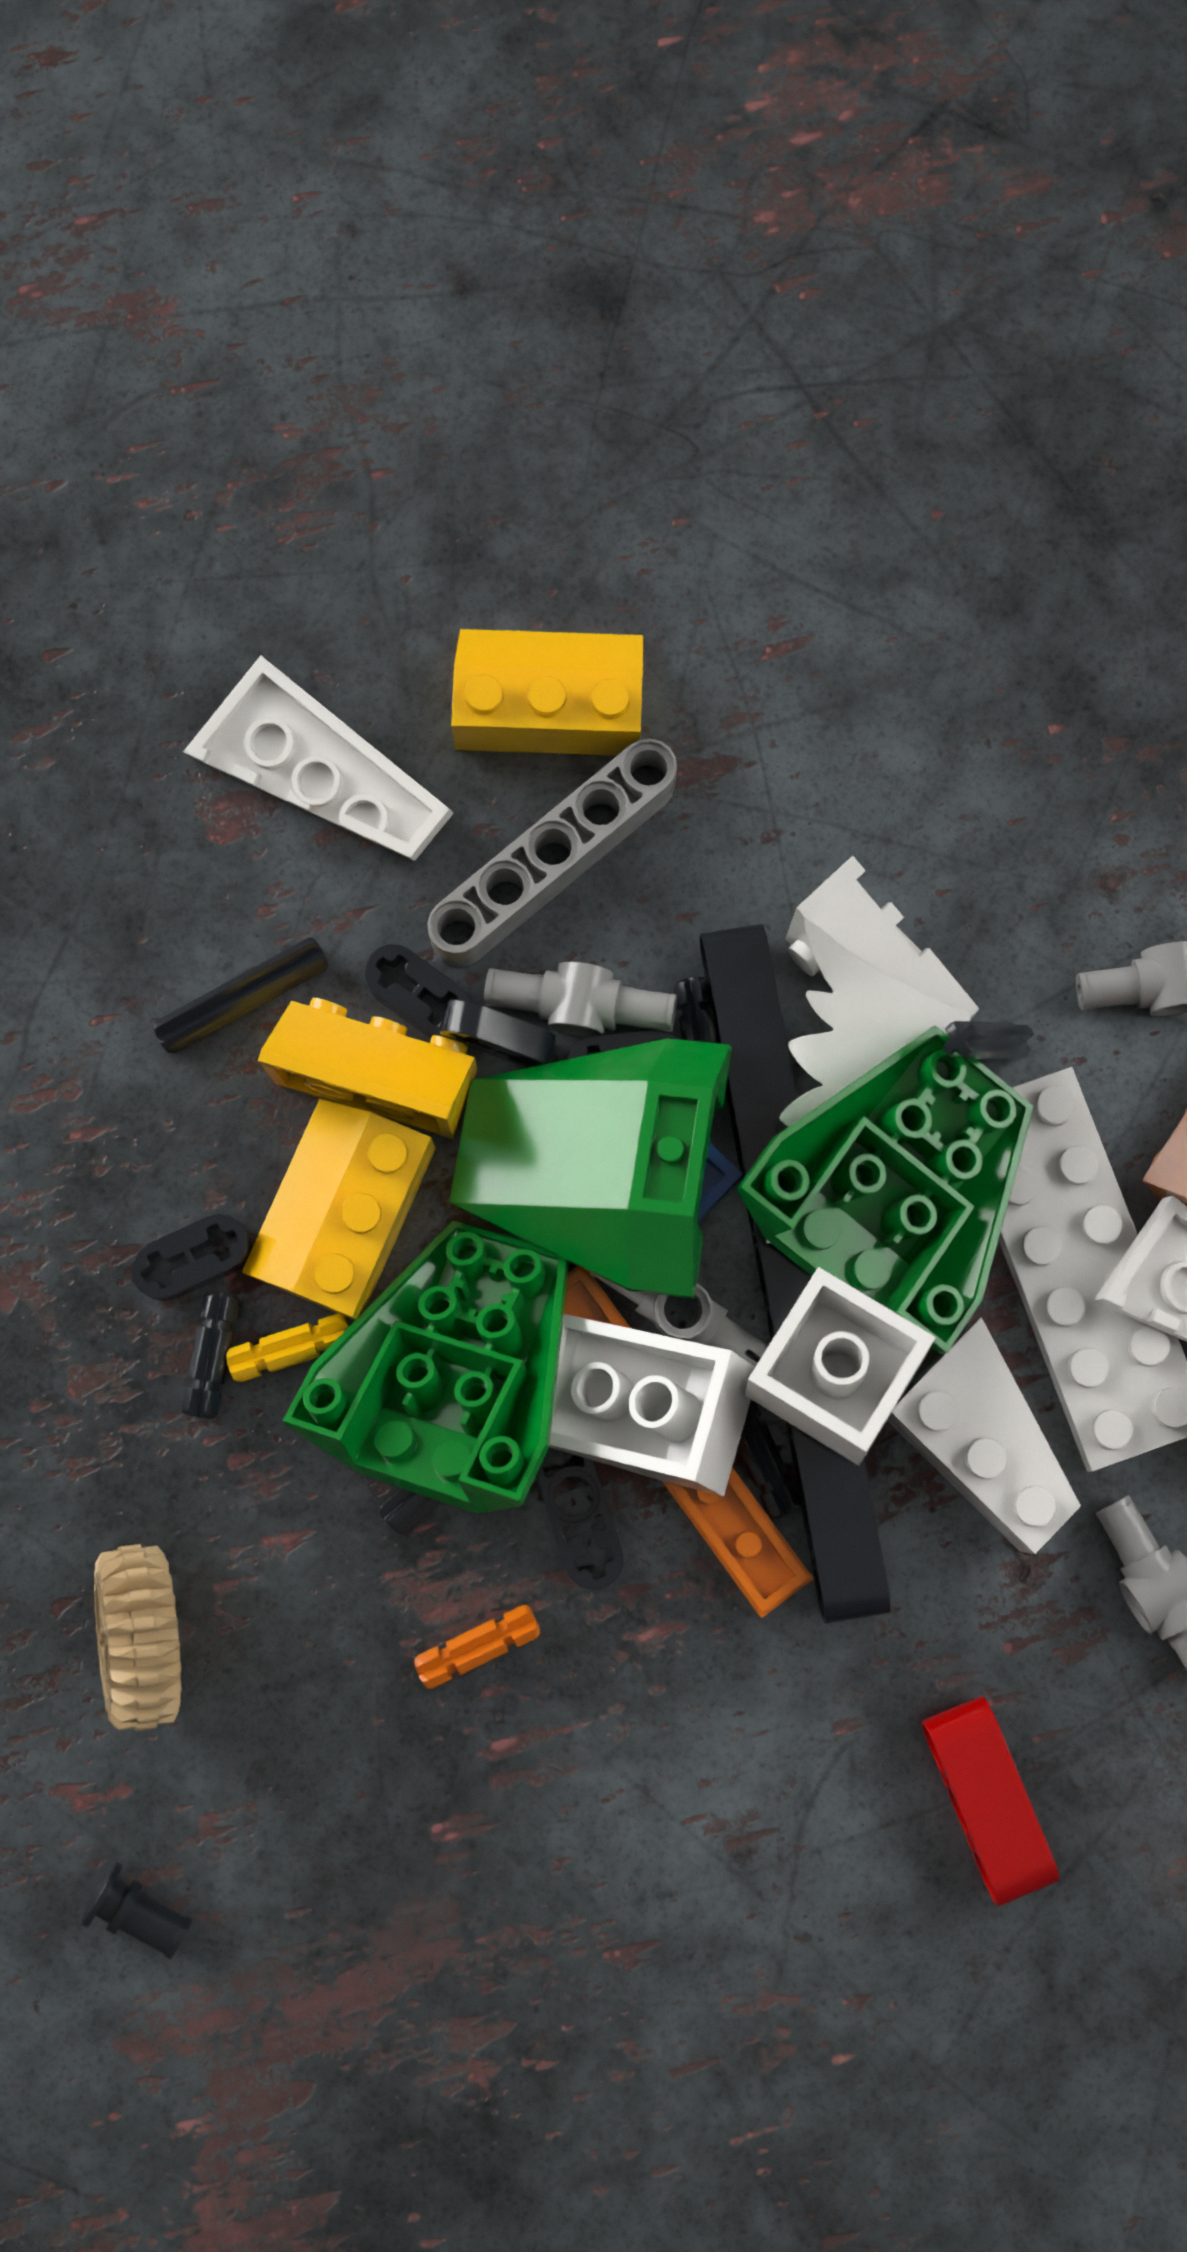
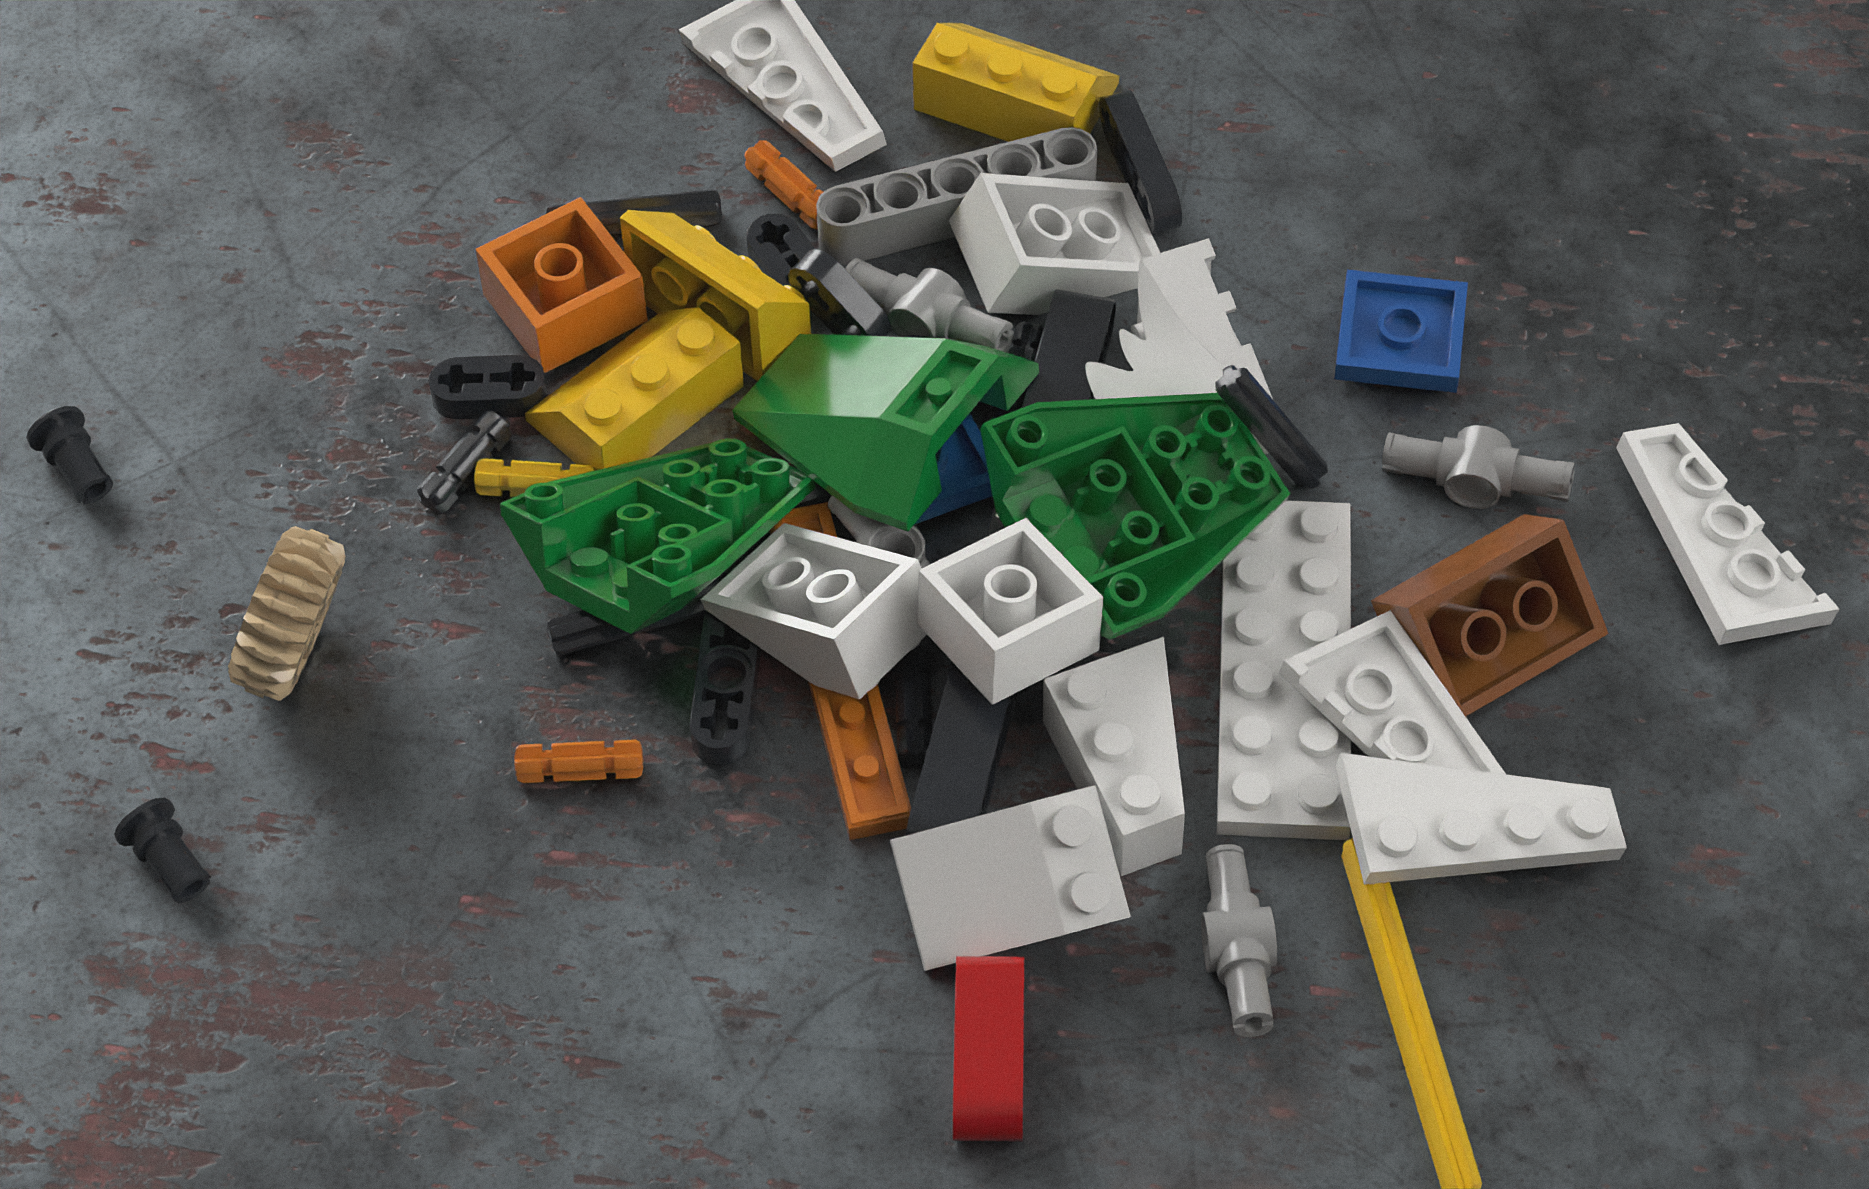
camera: 25 degrees right, 25 degrees down
(216, 1124) = (562, 284): none -> orange brick
(376, 897) = (784, 180): none -> orange axle
(672, 873) = (1049, 235): none -> white slope
(712, 740) = (1140, 161): none -> black beam
(947, 1627) = (1010, 877): none -> white slope
(1040, 845) = (1401, 331): none -> blue plate

